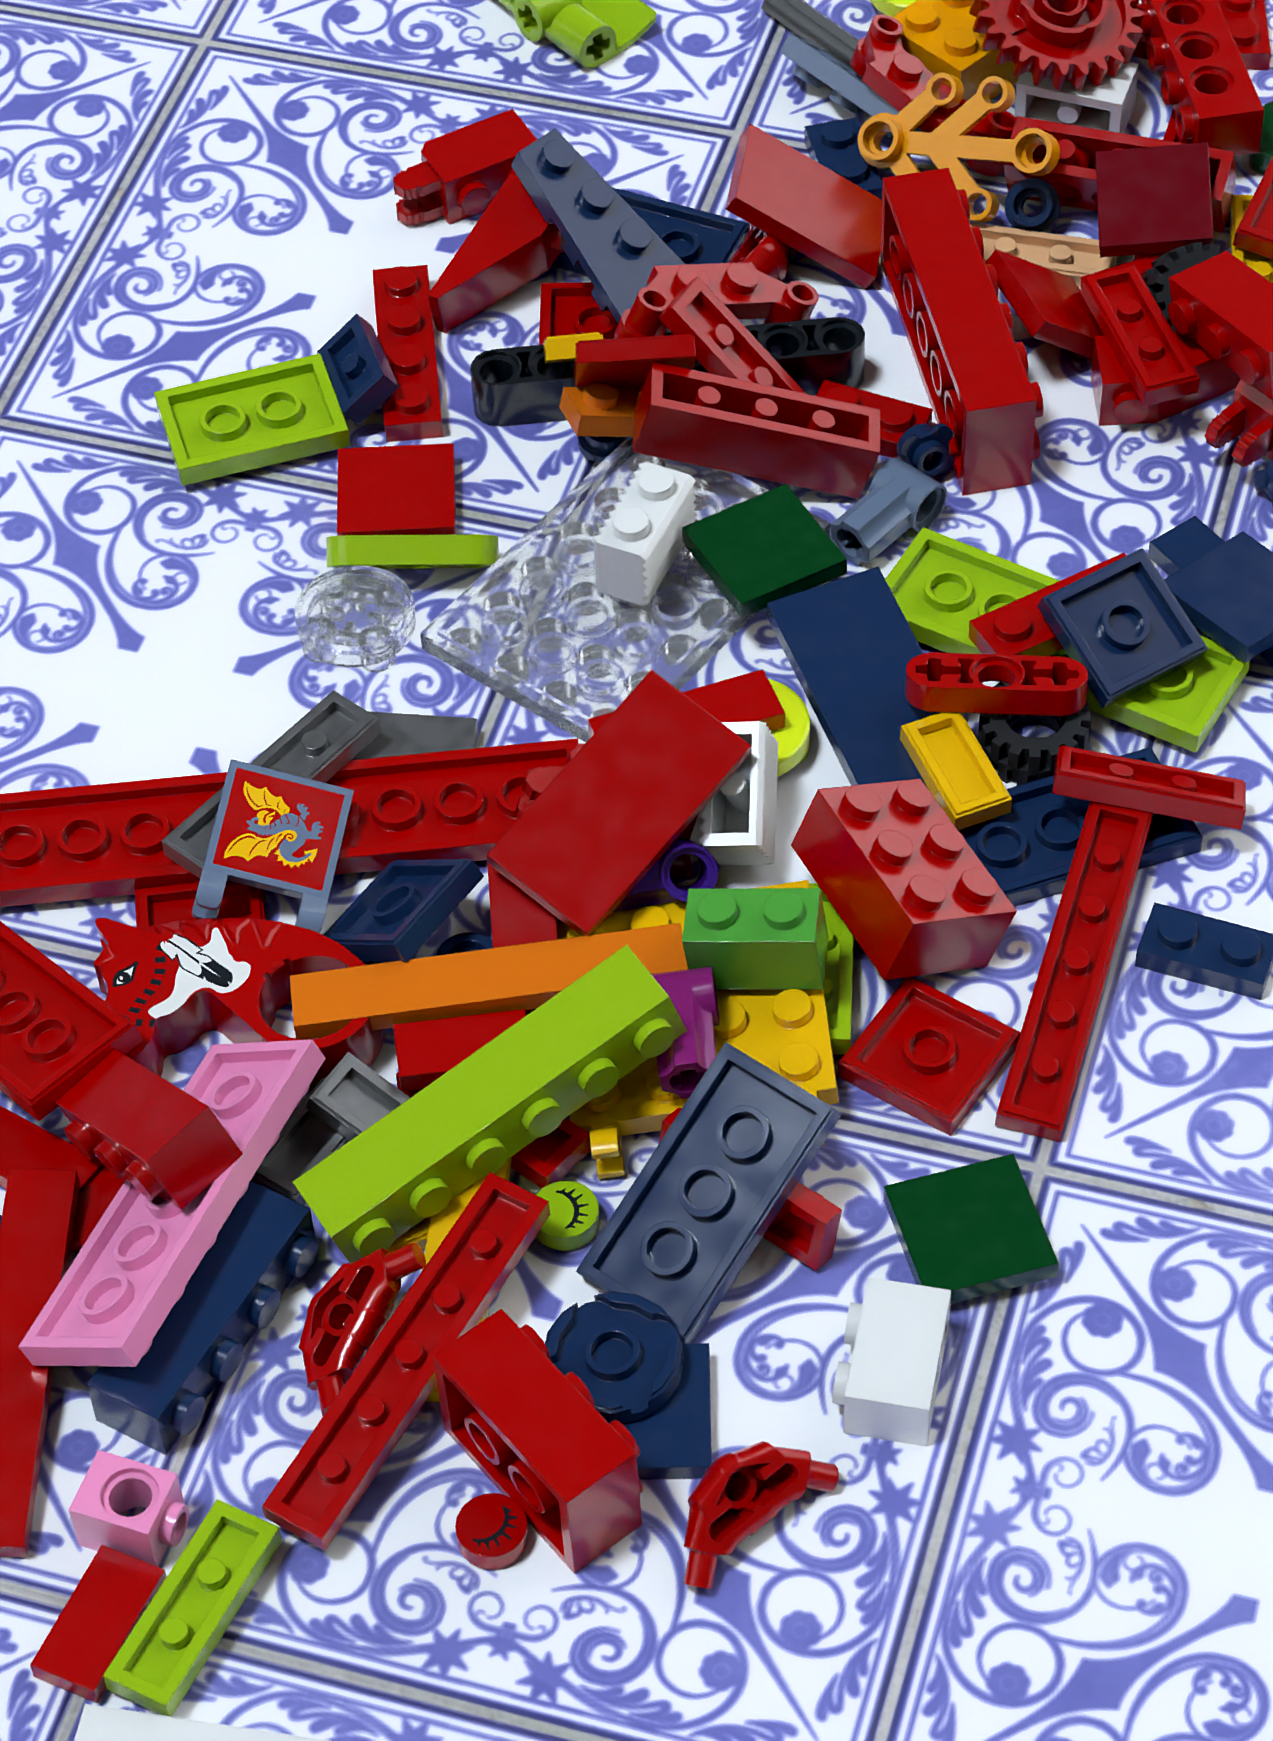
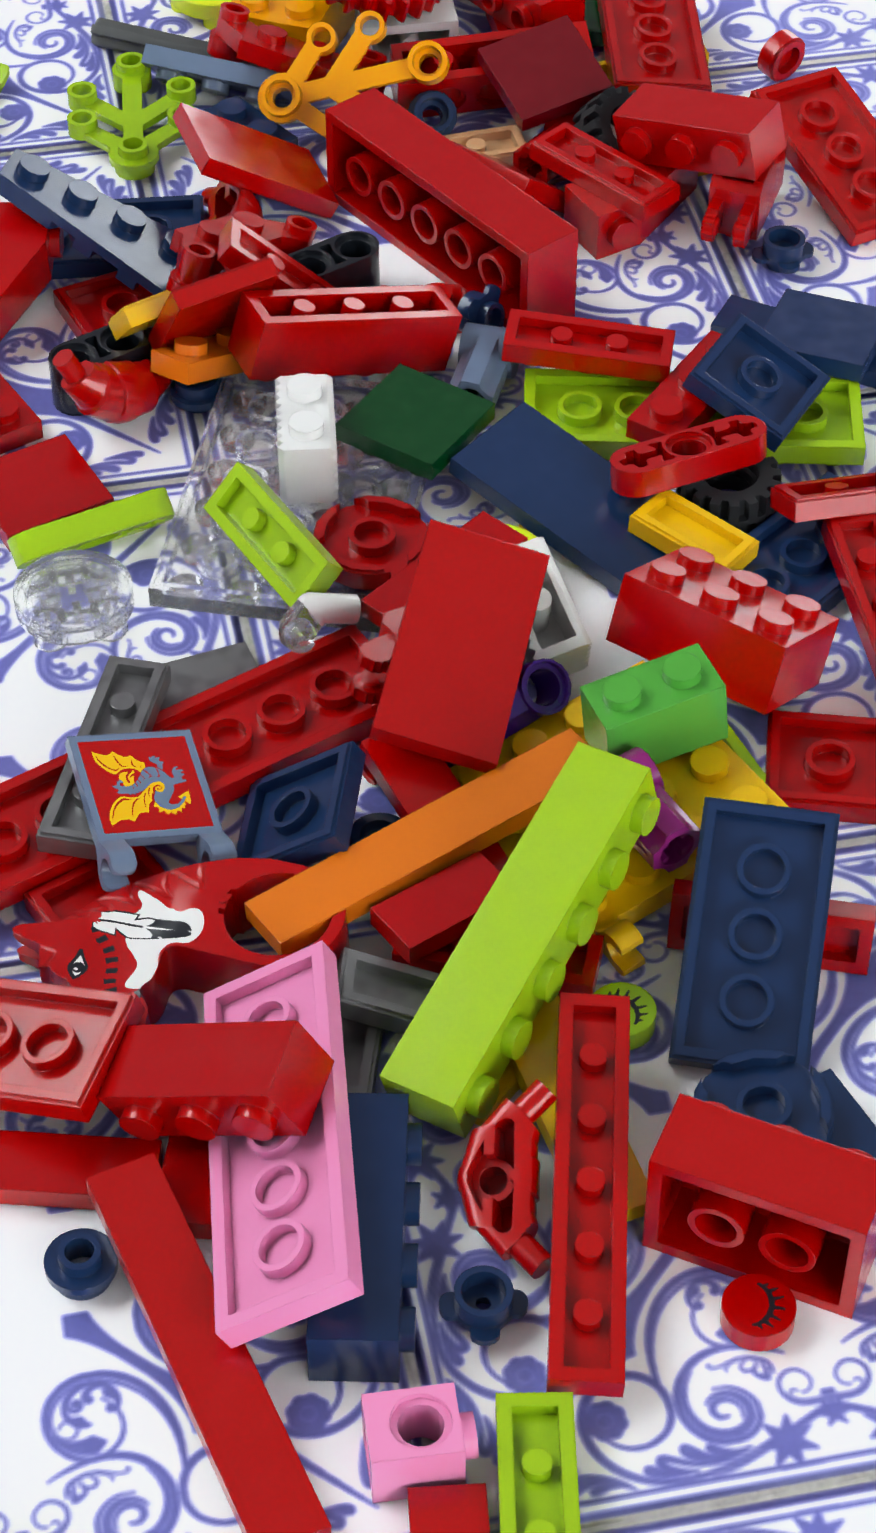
camera: 30 degrees left, 5 degrees down
(264, 1403) = (487, 1286): none -> dark blue plate
(513, 413) = (110, 389): none -> red piece
(535, 716) = (311, 613): none -> arm
(548, 626) = (271, 535): none -> lime plate
(631, 646) = (371, 539): none -> red tile
(714, 153) = (133, 154): none -> lime plant
(986, 527) = (588, 345): none -> red plate

